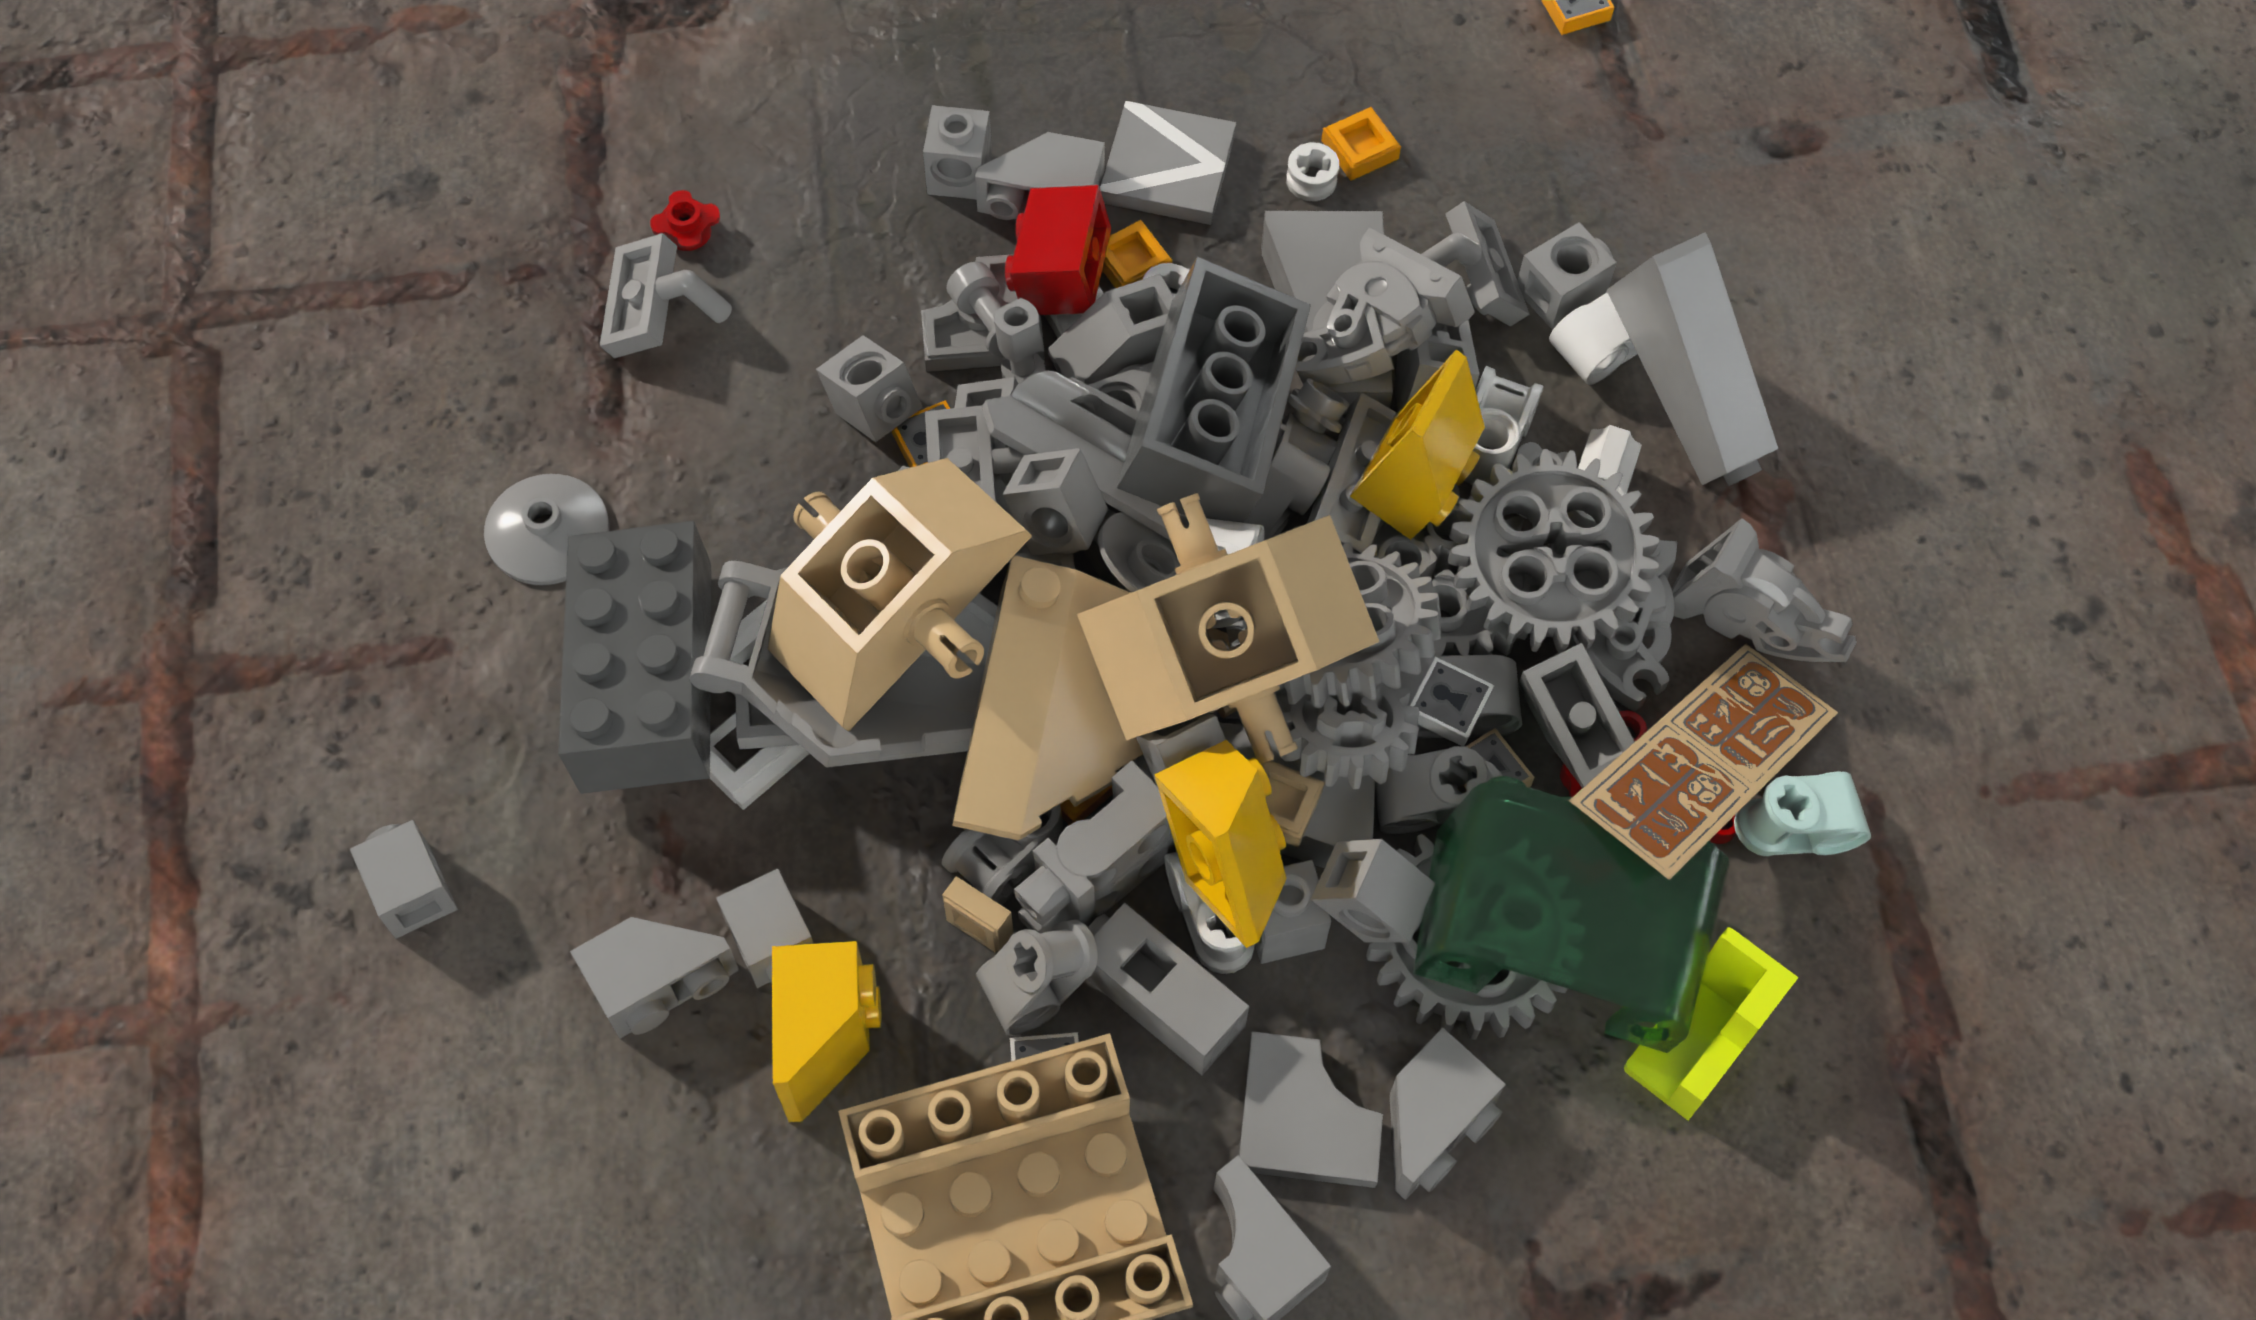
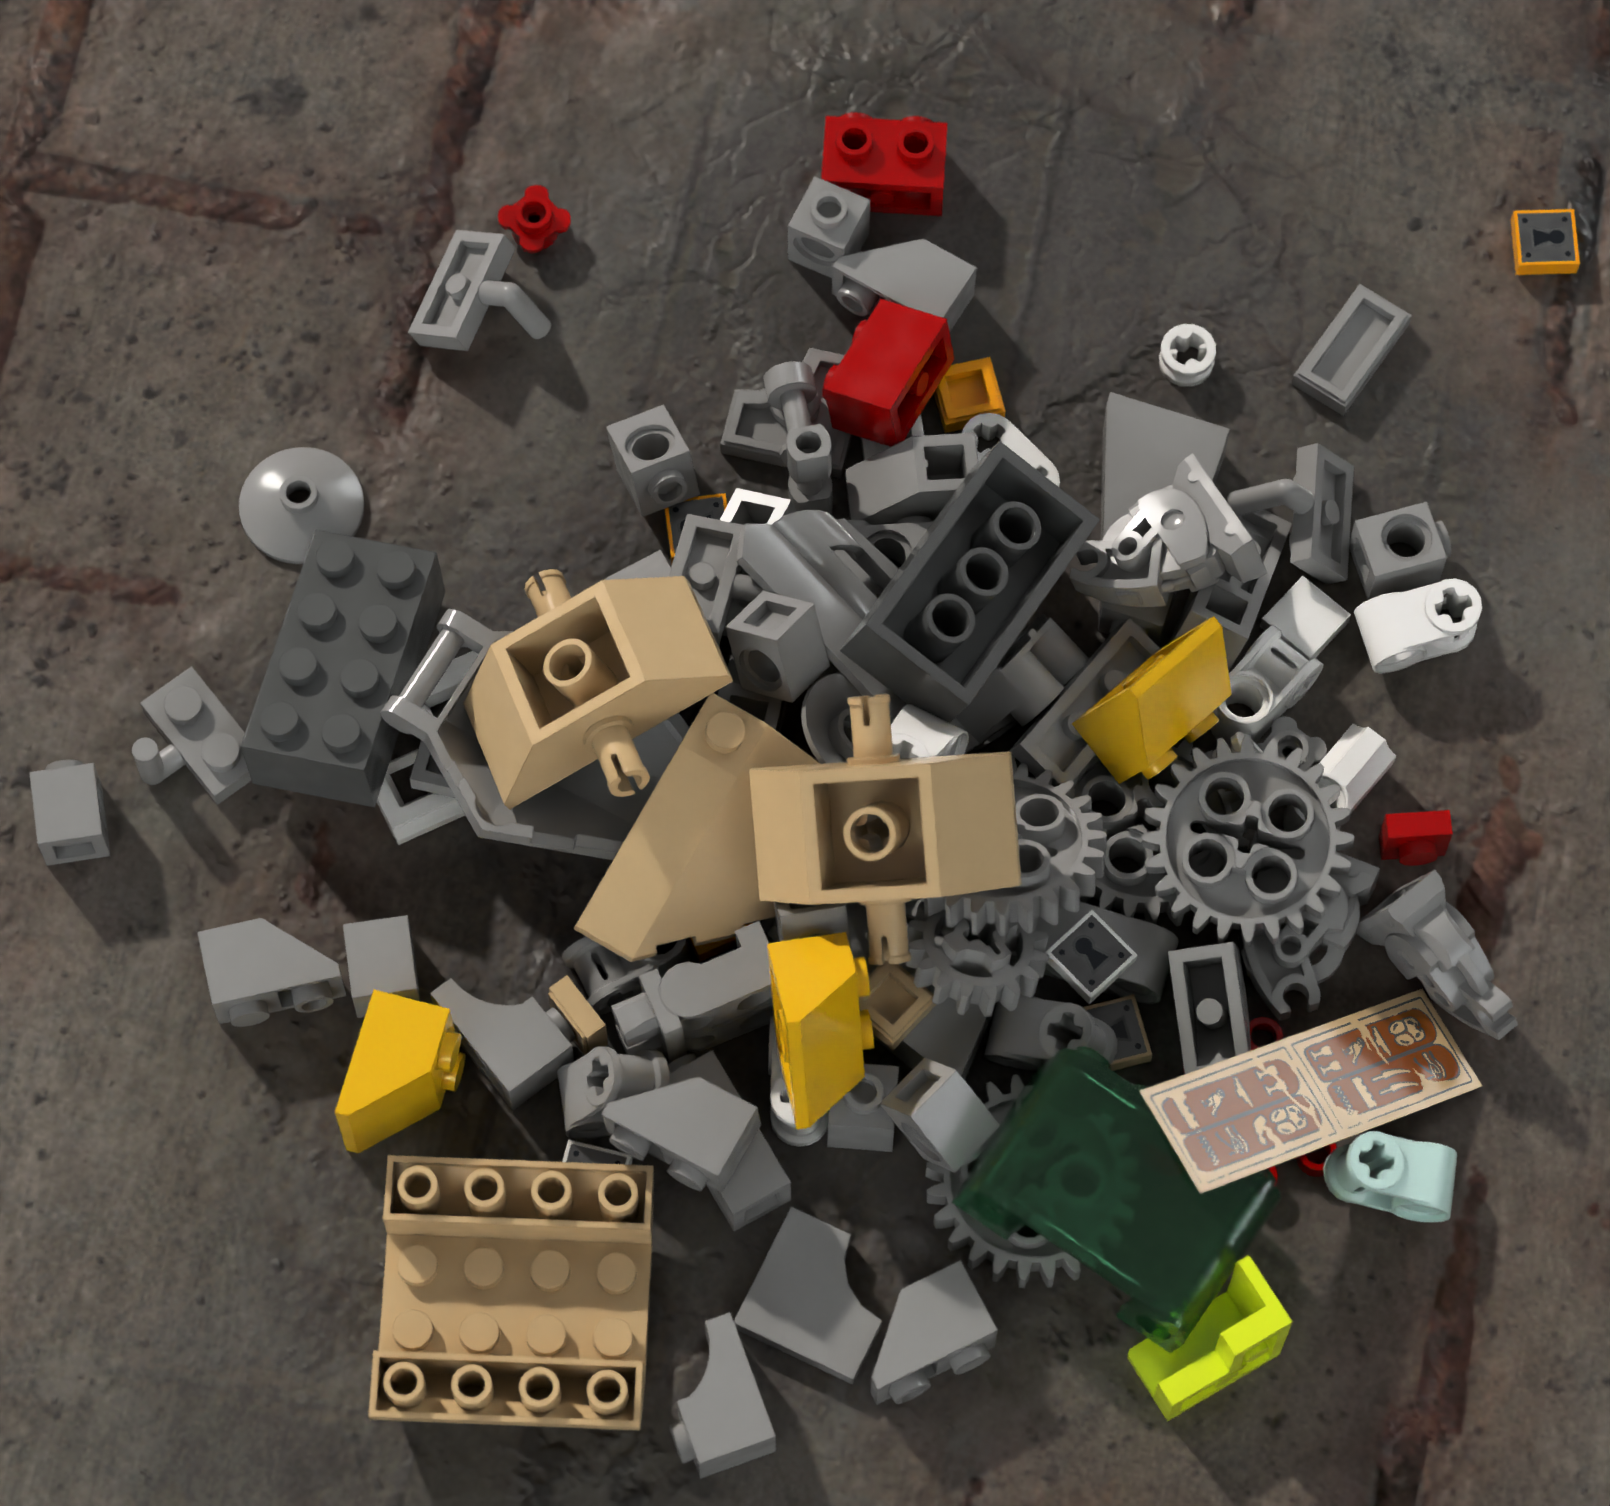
camera: 20 degrees right, 5 degrees up
(511, 767) = (198, 736): none -> light grey plate
(920, 963) = (510, 1044): none -> light grey arch
(994, 78) = (887, 161): none -> red brick
(1131, 983) = (689, 1127): none -> light grey slope
(1168, 162) = (1042, 299): light grey tile -> none
(1318, 406) = (1080, 620): light grey plate -> none
(1361, 143) = (1251, 337): light orange tile -> none
(1450, 129) = (1351, 349): none -> light grey tile
(1510, 353) = (1307, 618): none -> white tile
(1688, 508) = (1415, 836): none -> red plate
(1696, 359) = (1475, 694): light grey slope -> none

